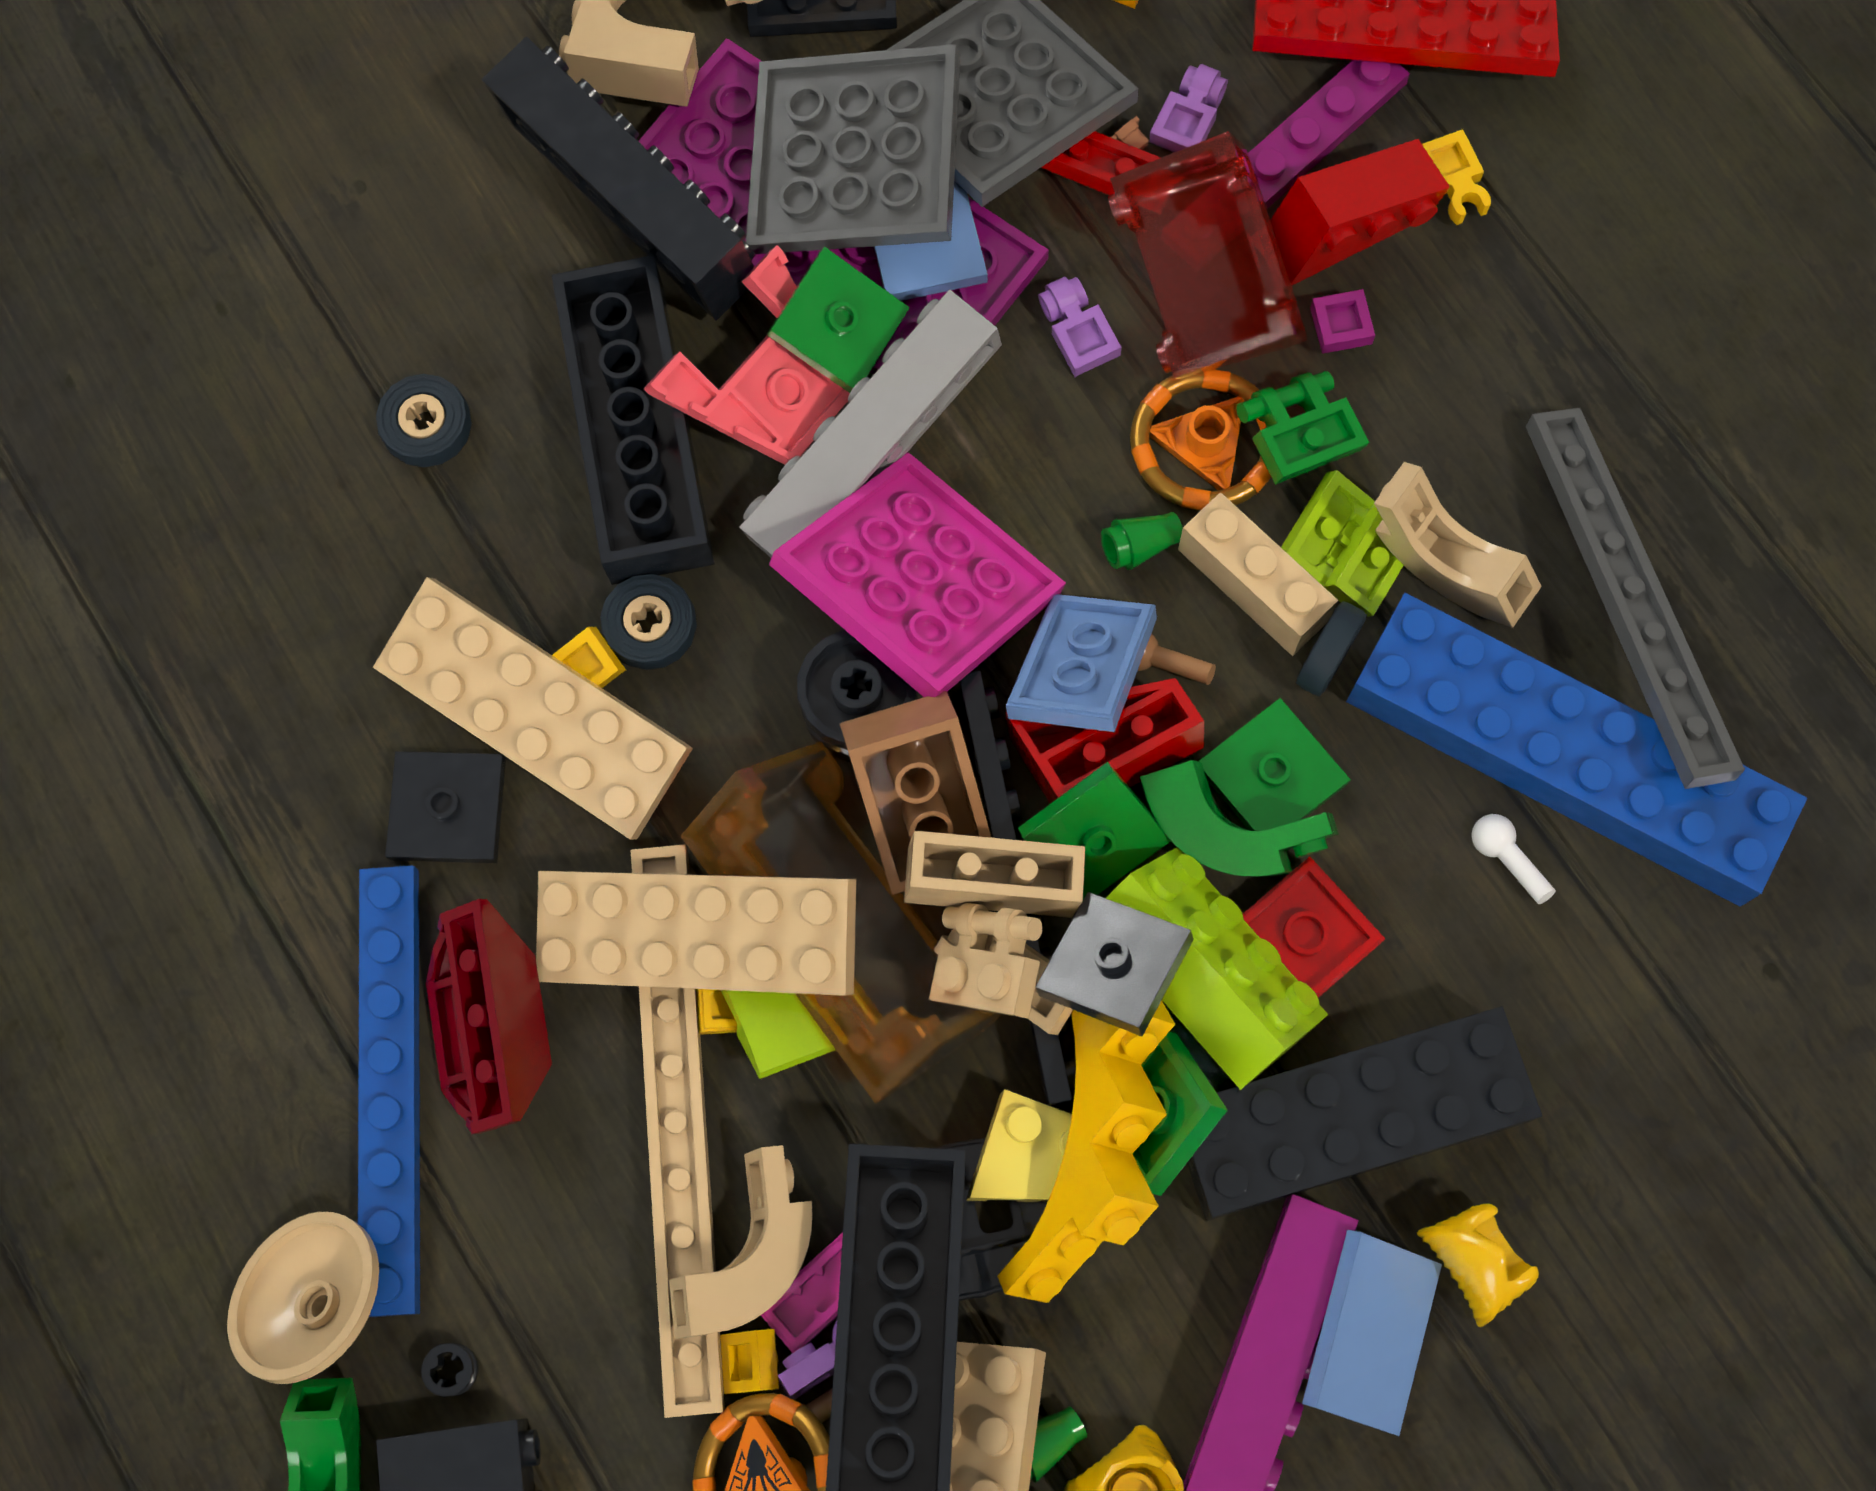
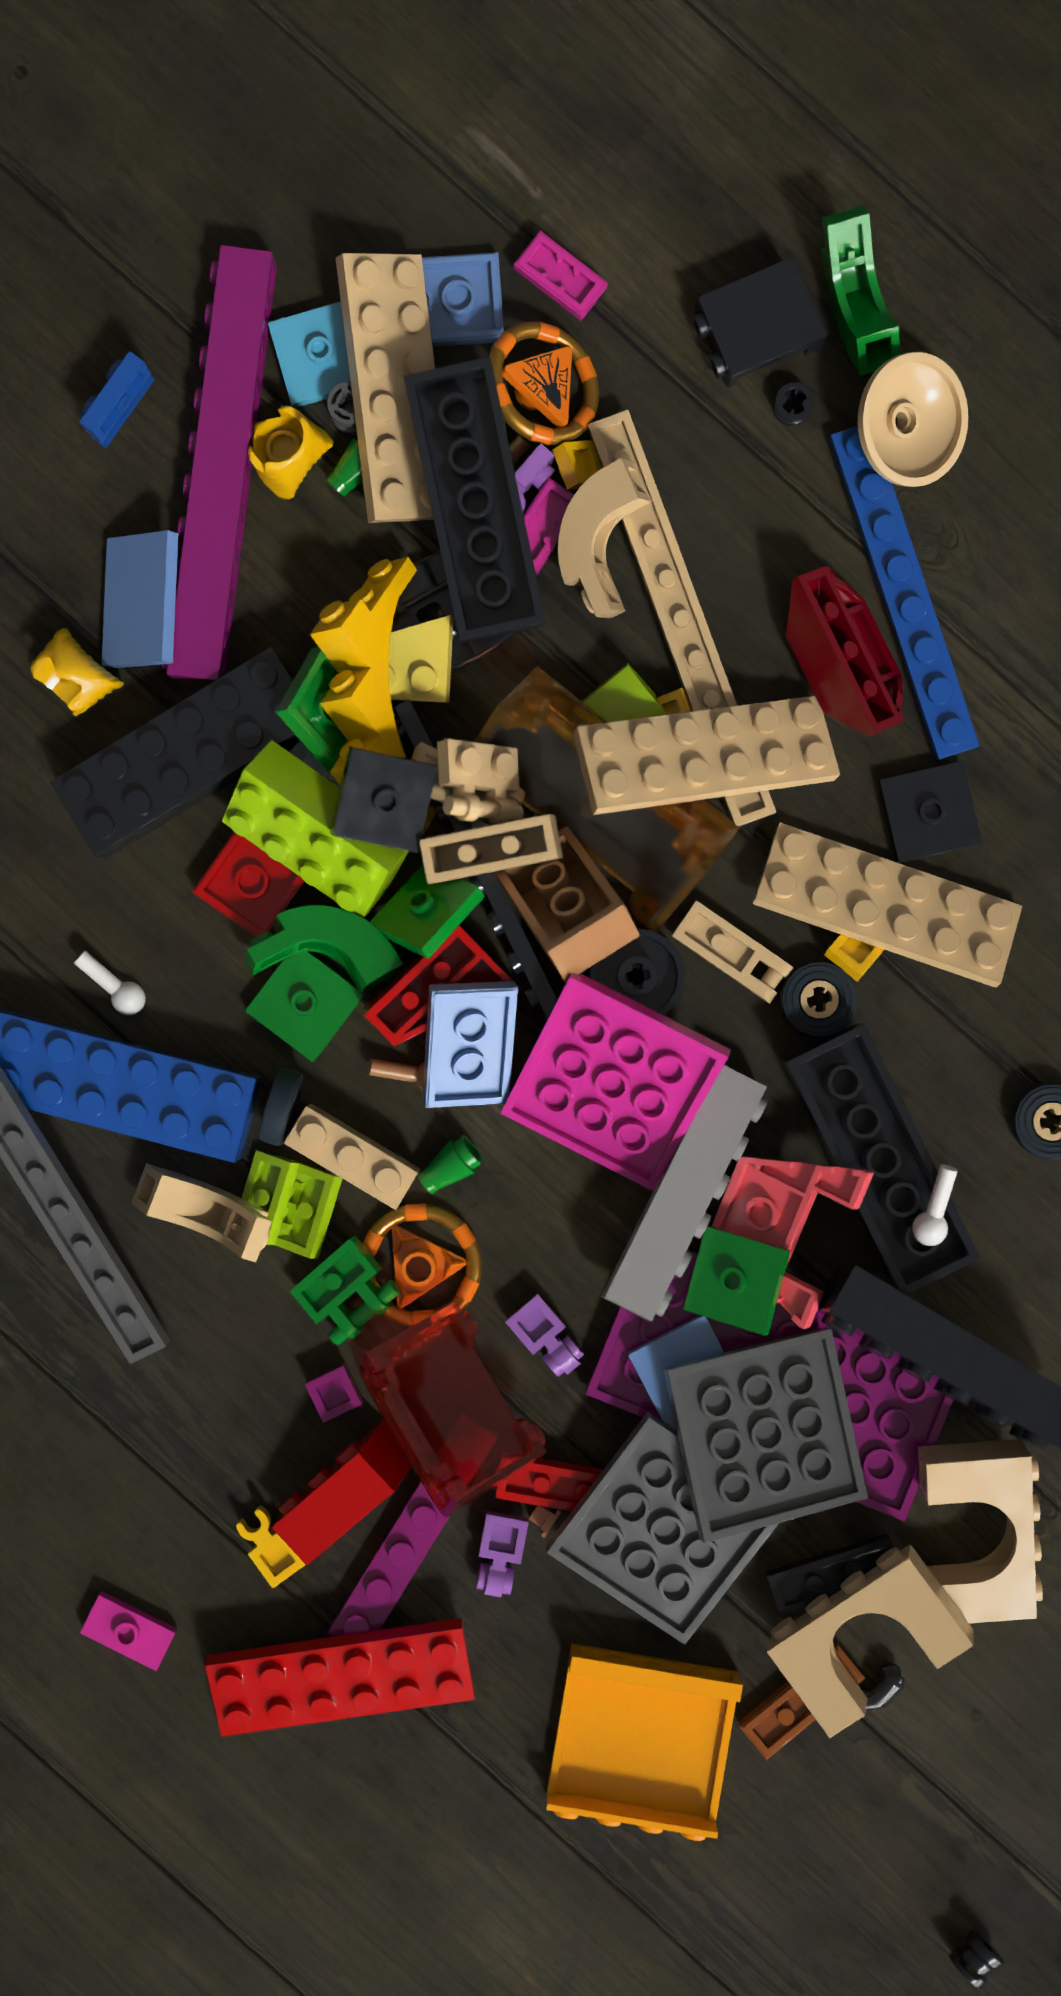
camera: 160 degrees right, 15 degrees up
(596, 321) = (930, 1226): none -> white bar
(735, 701) = (731, 950): none -> tan plate
(1640, 128) = (128, 1630): none -> dark pink plate

